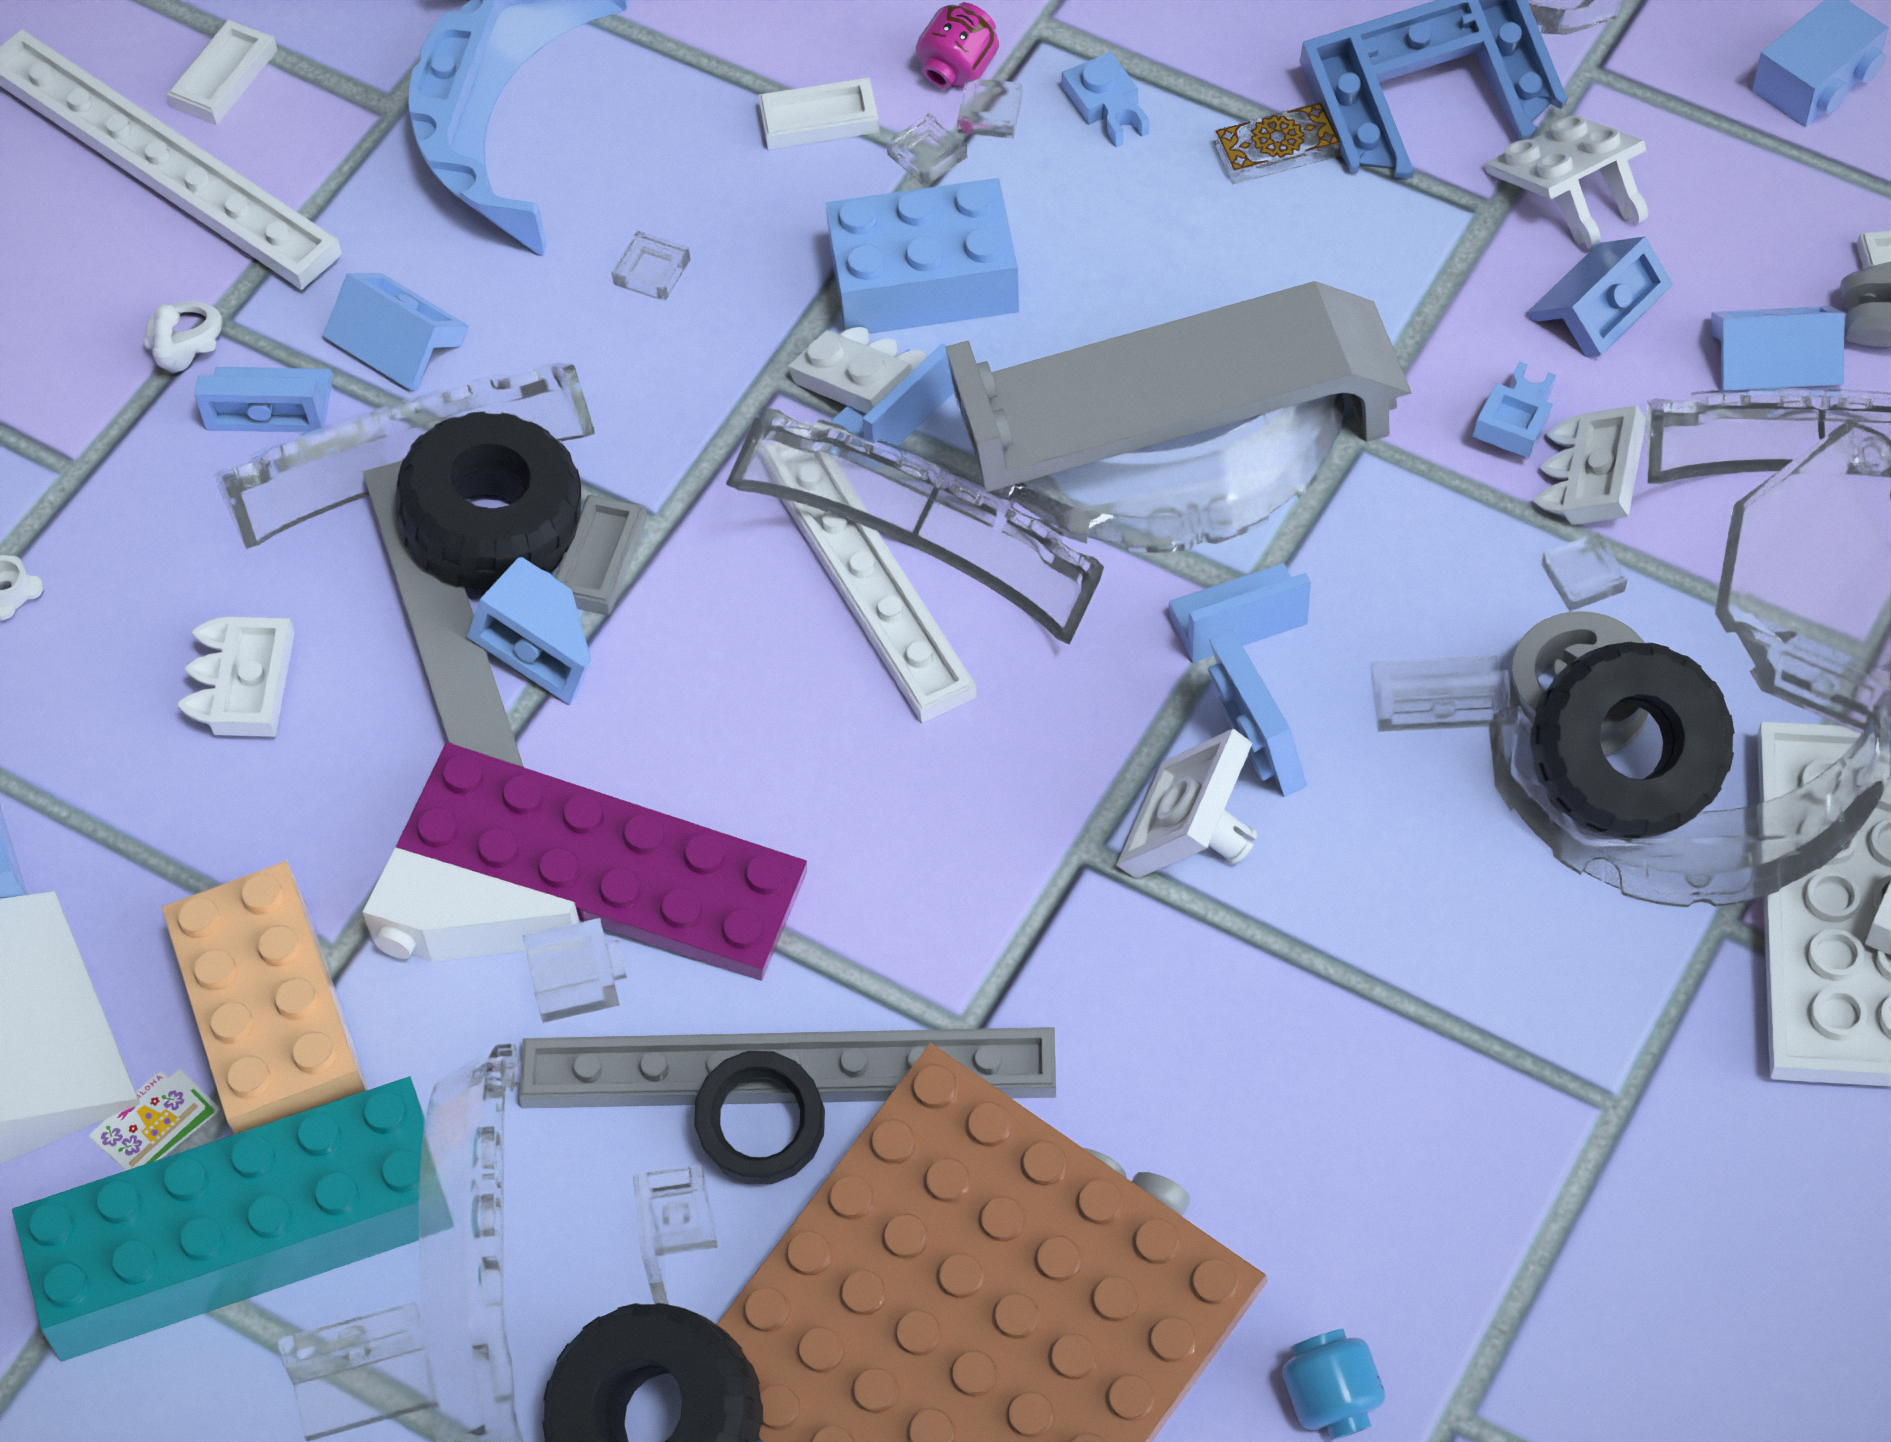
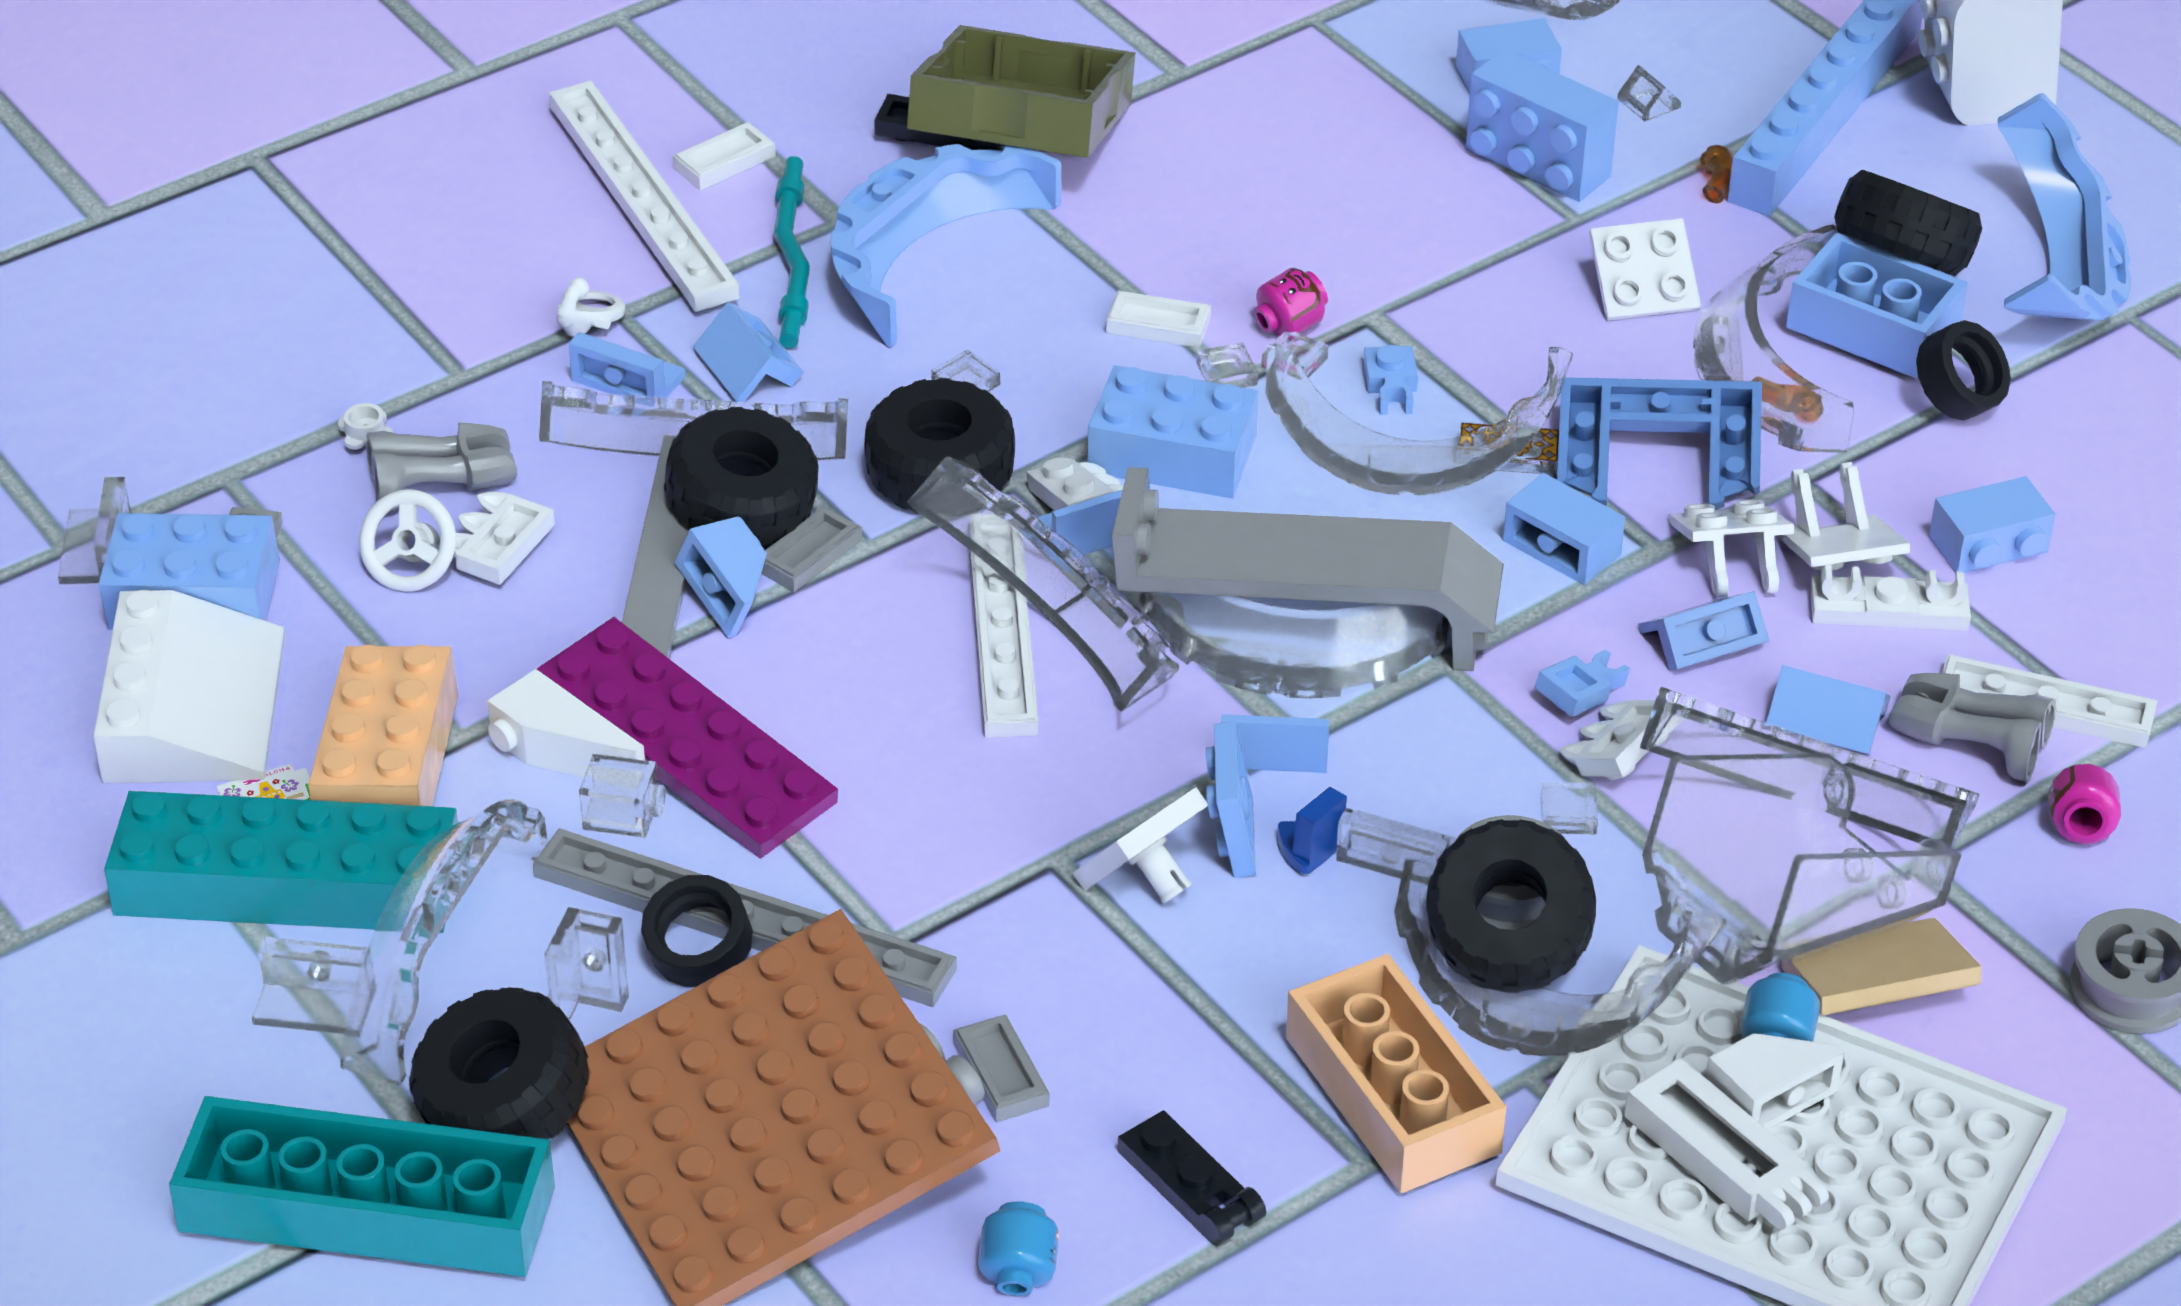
camera: 20 degrees right, 15 degrees down
(159, 708) = (426, 544): none -> white piece
(167, 589) = (475, 457): none -> light grey piece
(410, 241) = (793, 305): none -> teal bar
(674, 332) = (931, 421): none -> black tyre
(1177, 1146) = (1004, 1068): none -> light grey tile
(1190, 201) = (1399, 464): none -> clear windscreen
(1343, 722) = (1314, 833): none -> blue tile
(1396, 226) = (1564, 528): none -> light blue brick
(1455, 1207) = (1190, 1178): none -> black plate
(1609, 991) = (1395, 1073): none -> light nougat brick
(1692, 130) = (1860, 538): none -> white plate
(1764, 188) = (1890, 601): none -> white plate

